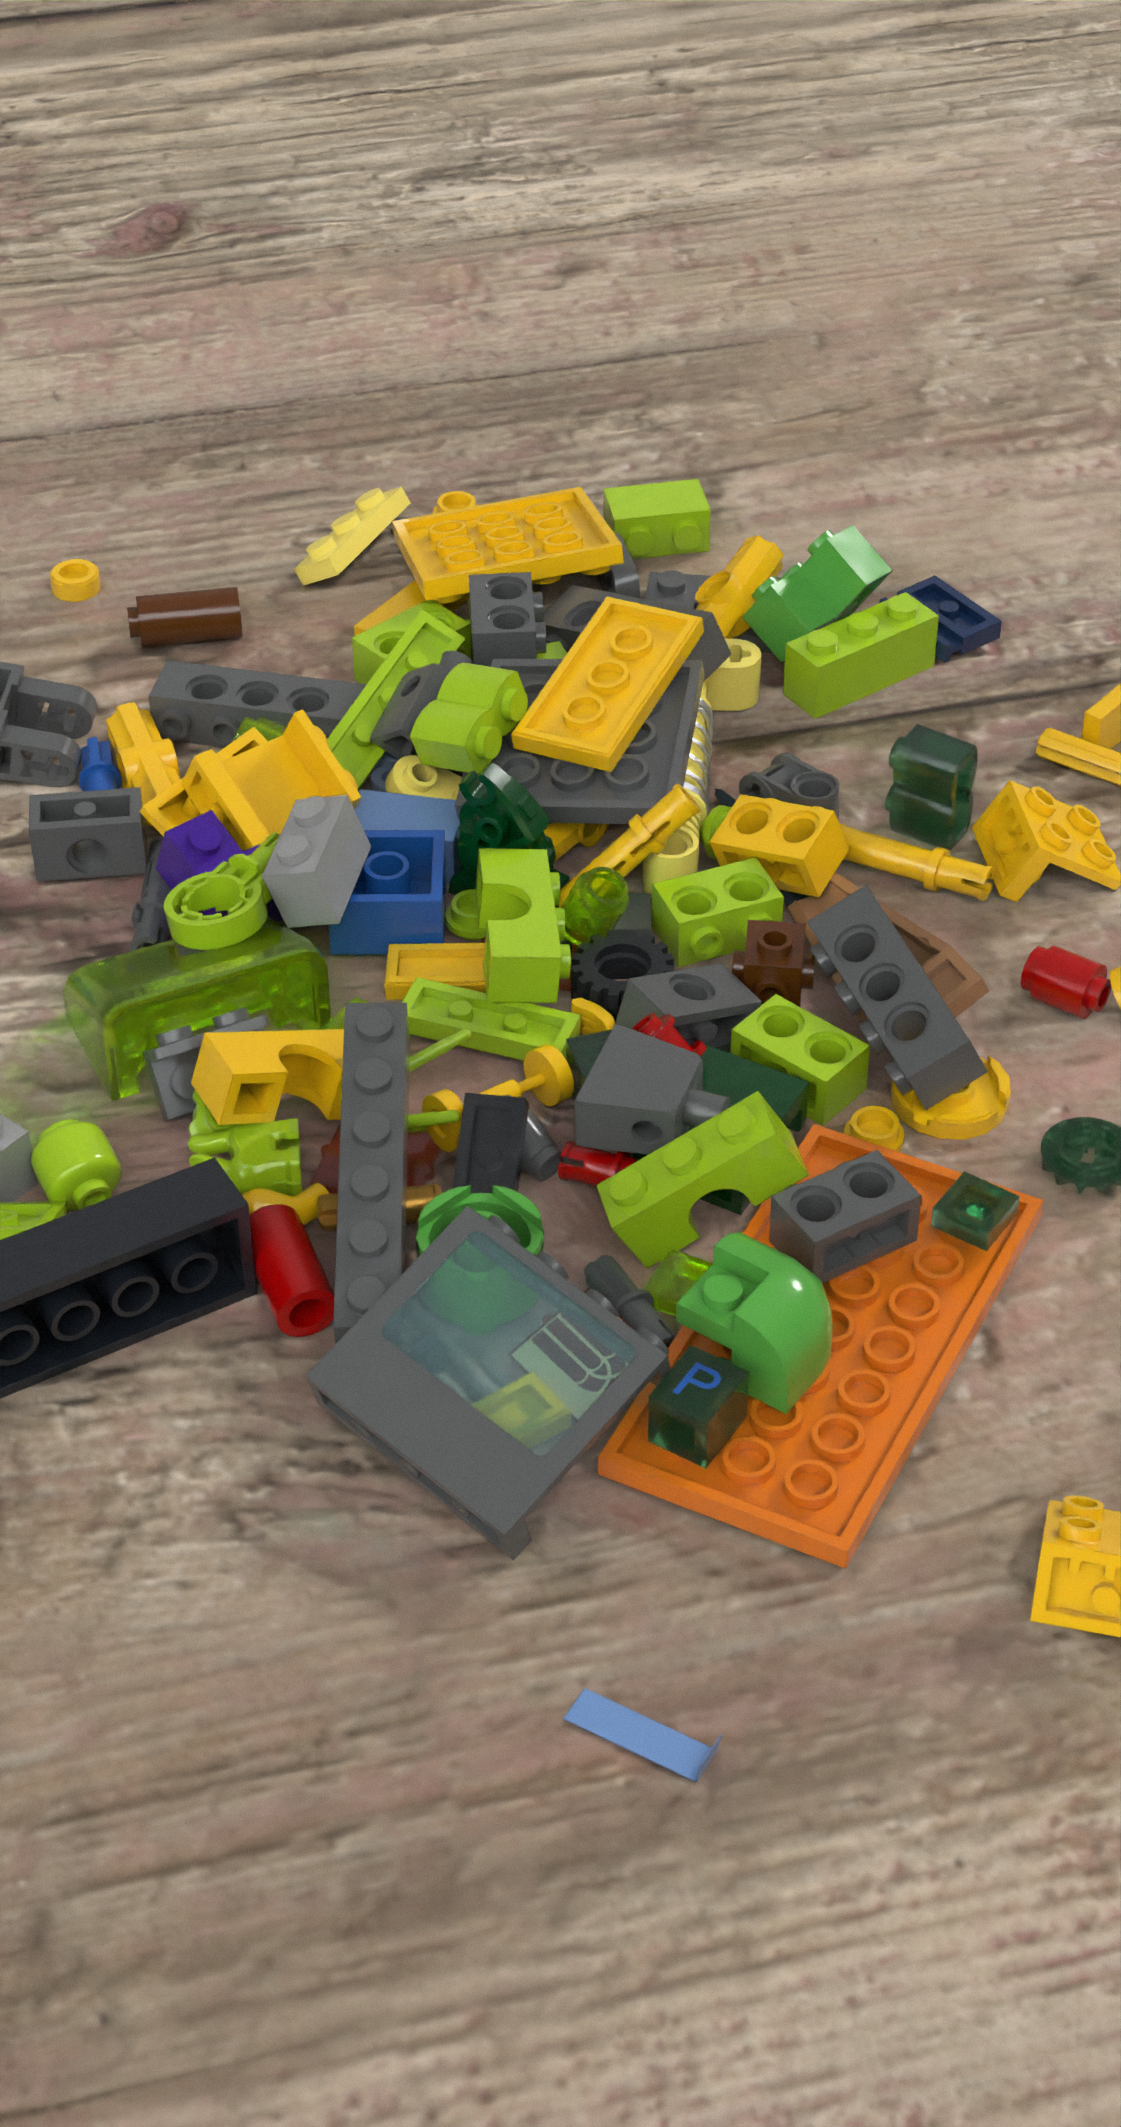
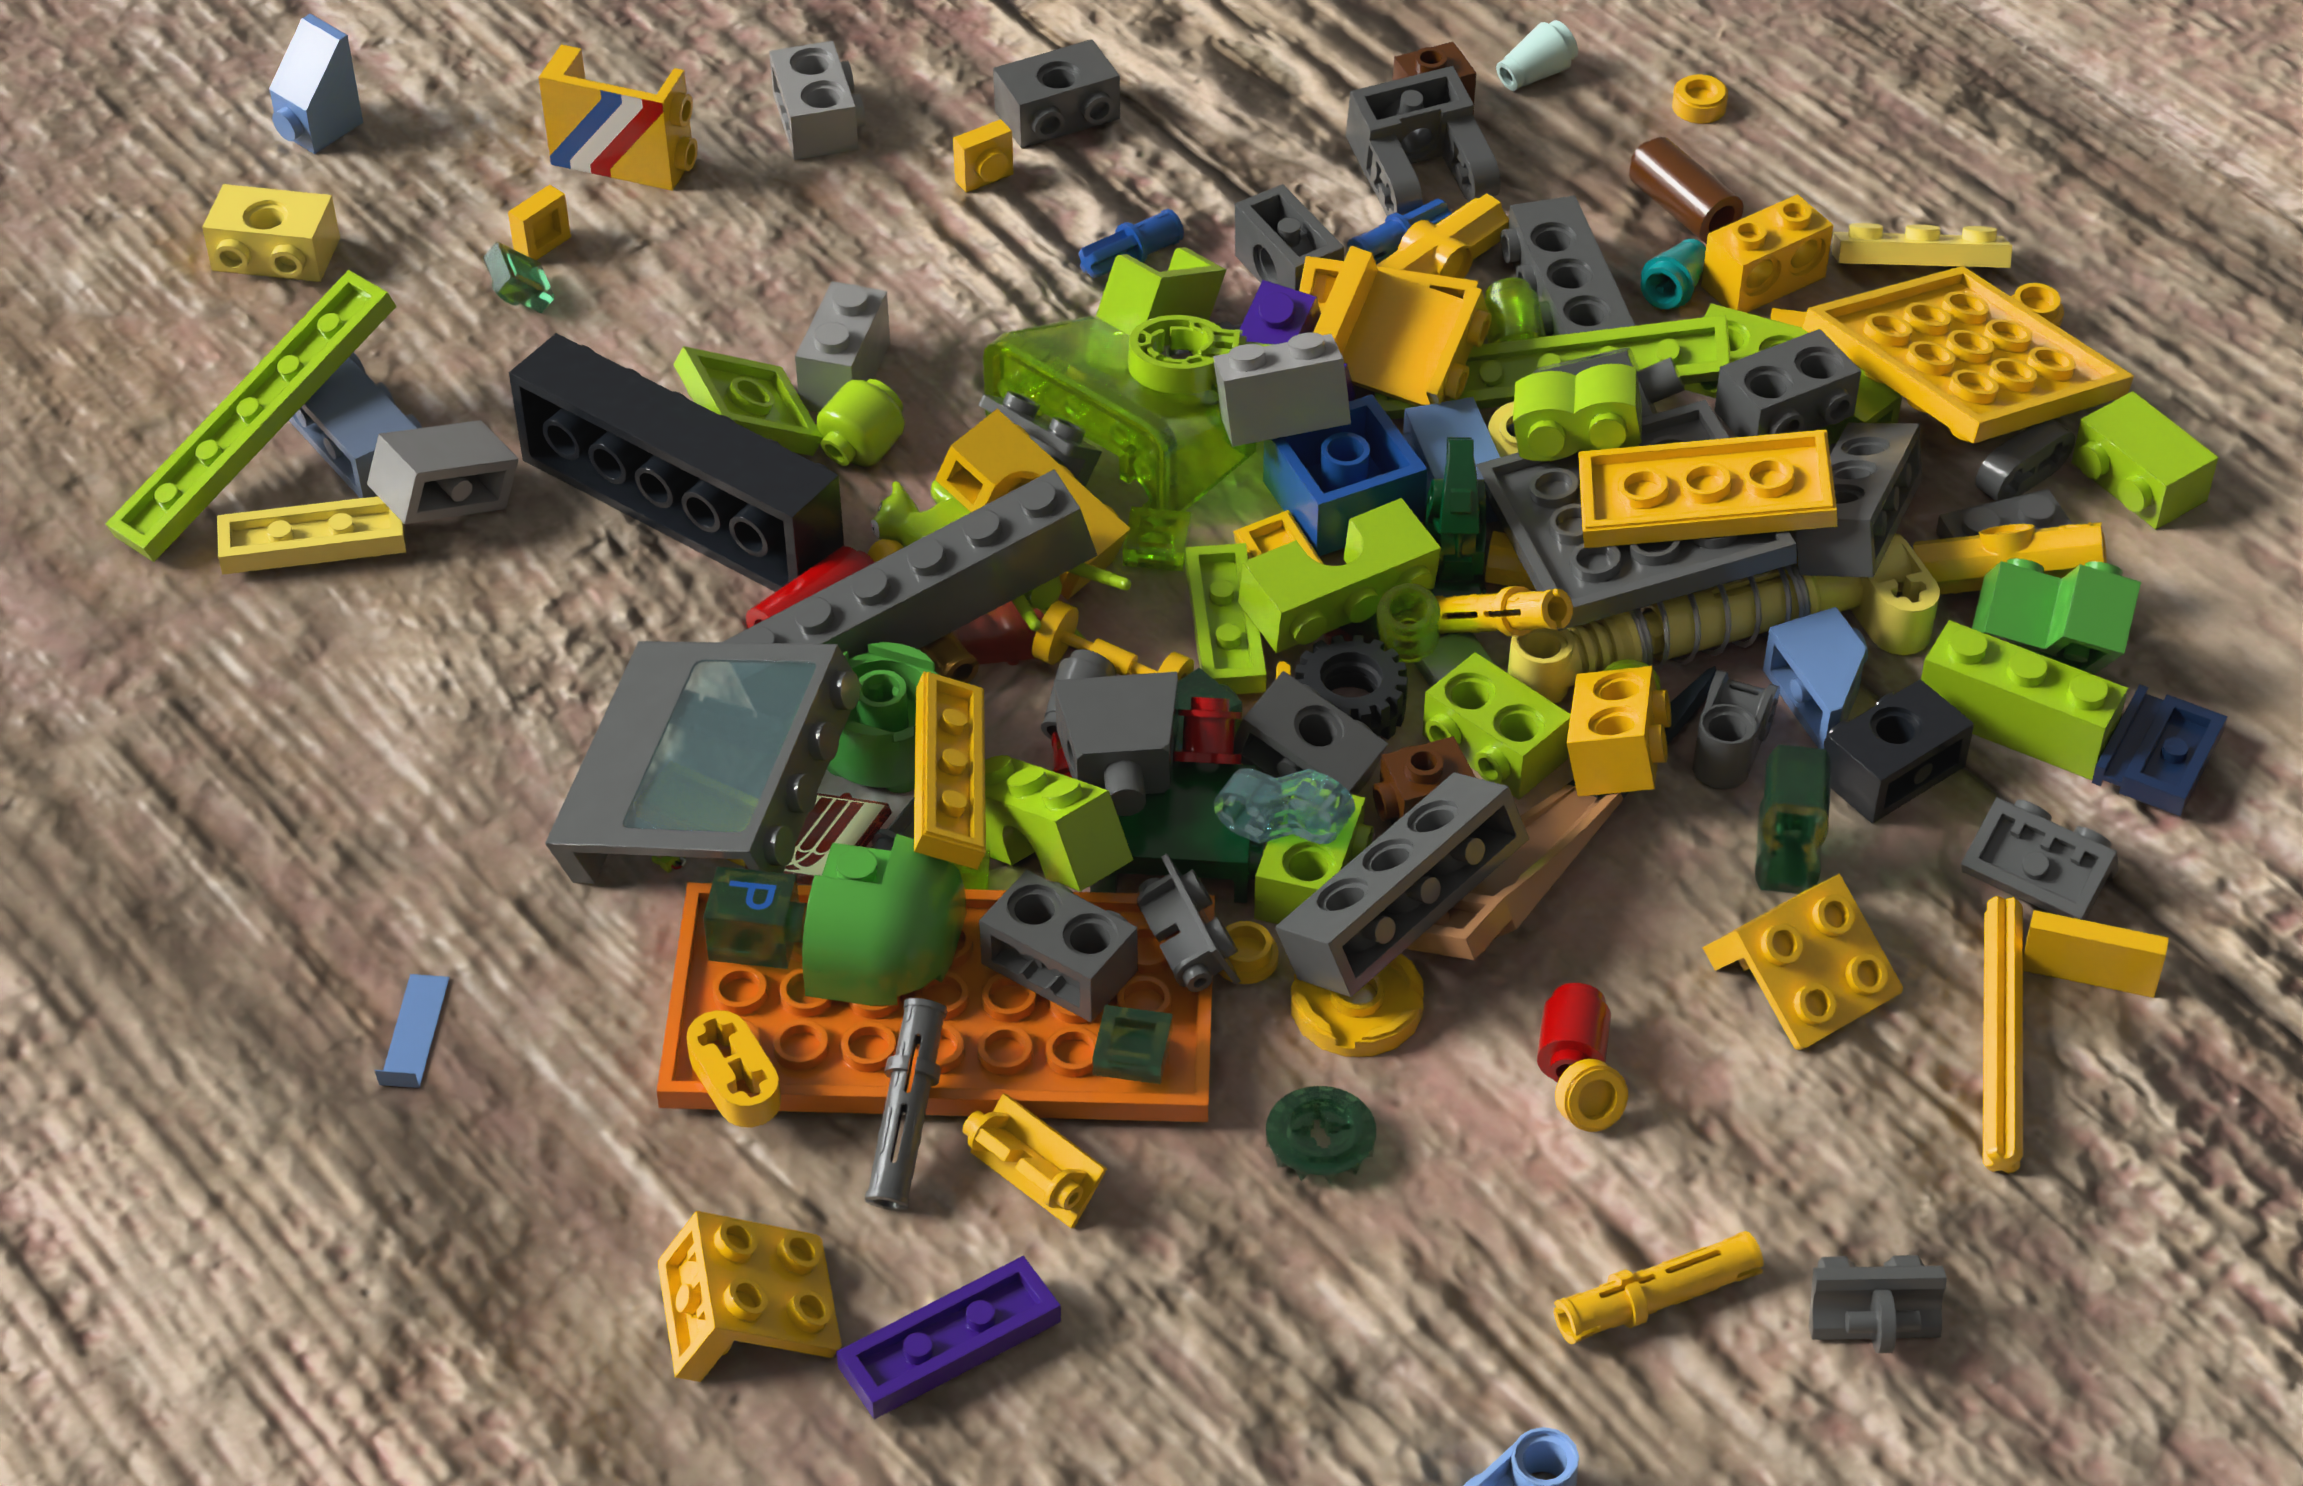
camera: 65 degrees right, 5 degrees up
(87, 917) = (1142, 293): none -> lime panel
(277, 653) = (1673, 274): none -> teal cone
(304, 602) = (1767, 255): none -> yellow brick
(491, 1142) = (1024, 671): black plate -> none
(637, 1198) = (950, 771): none -> yellow tile
(771, 725) = (1817, 668): none -> medium blue slope
(791, 1017) = (1286, 805): none -> clear light blue piece
(832, 1132) = (1203, 945): none -> dark grey hinge
(862, 1480) = (746, 1062): none -> yellow beam
(864, 723) = (1897, 750): none -> black brick
(931, 867) = (1698, 874): yellow pin -> none
(952, 1370) = (920, 1027): none -> dark grey pin
(1016, 703) = (2041, 860): none -> dark grey bracket
(1045, 1326) = (1034, 1158): none -> yellow hinge

